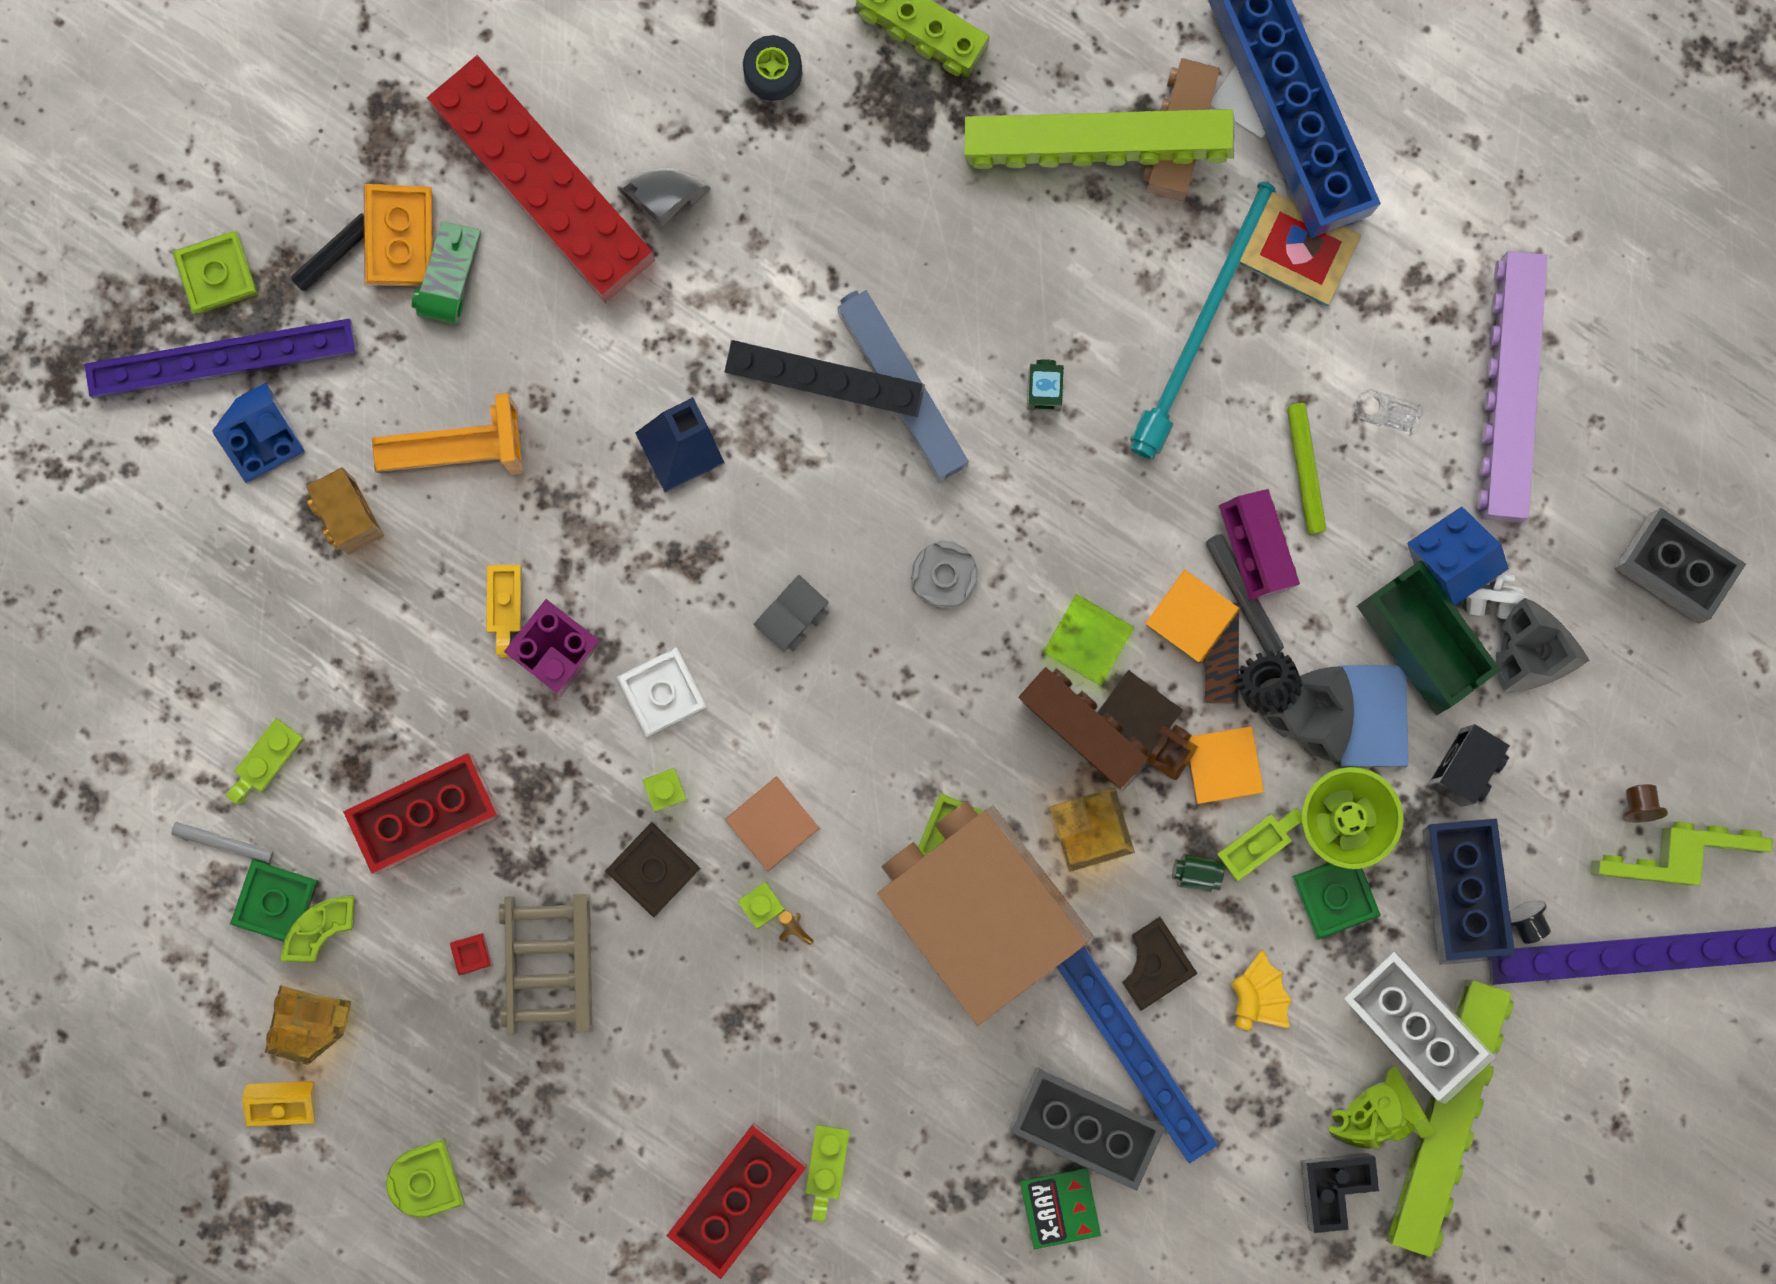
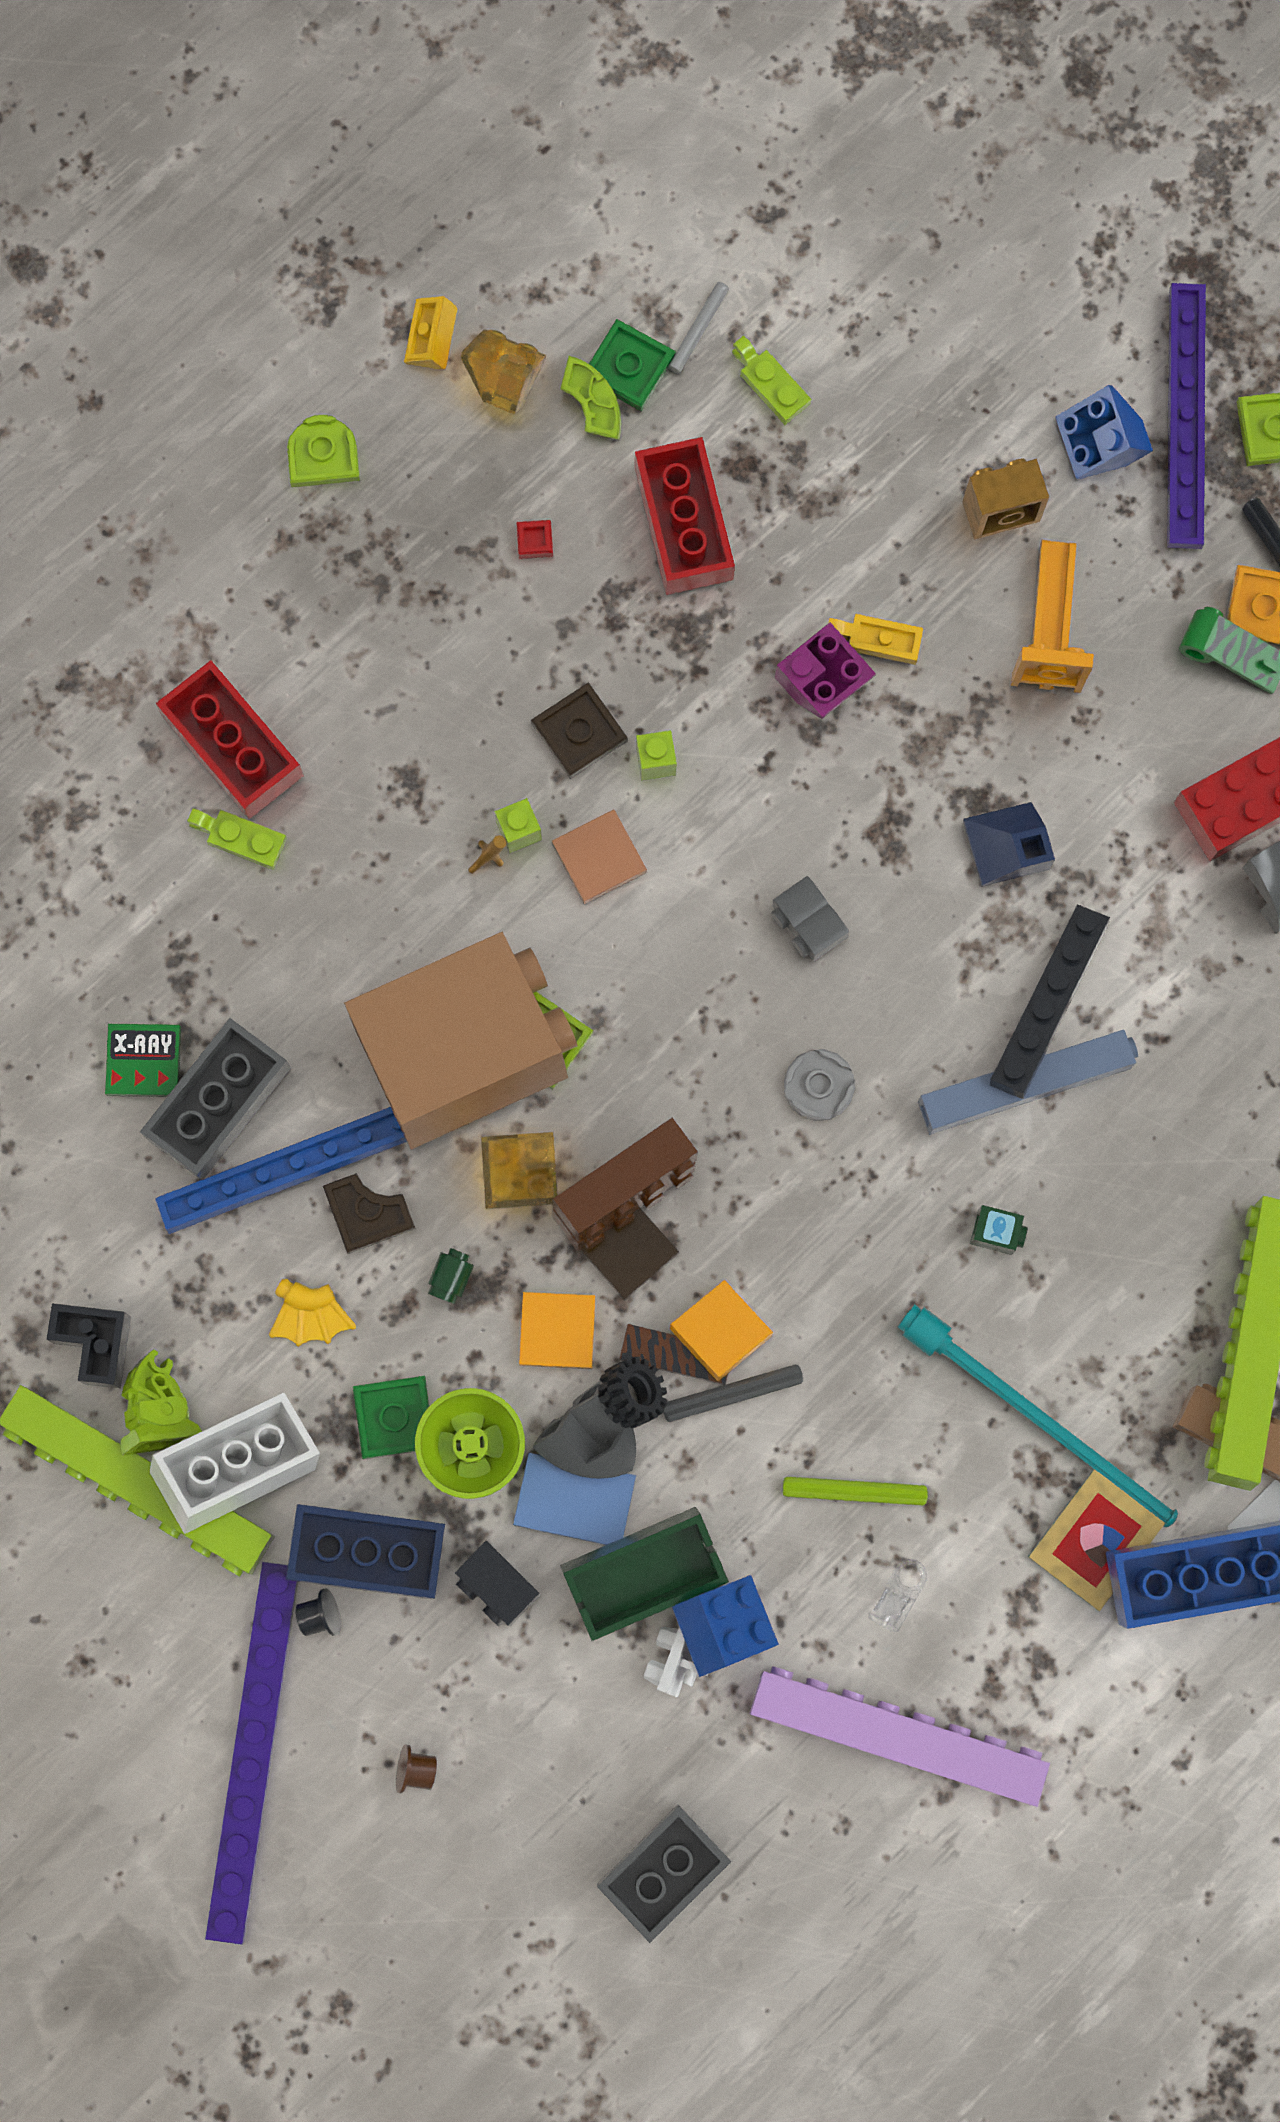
camera: 105 degrees right, 5 degrees down
(577, 979) = (518, 640): dark tan fence -> none
(662, 692) = (757, 776): white tile -> none
(1088, 639) = (720, 1218): clear neon green tile -> none
(1172, 751) = (583, 1276): reddish brown bracket -> none
(1258, 844) = (465, 1344): lime plate -> none
(1259, 544) = (782, 1417): magenta brick -> none
(1535, 649) = (607, 1692): dark grey brick -> none
(1682, 854) = (351, 1799): lime bracket -> none

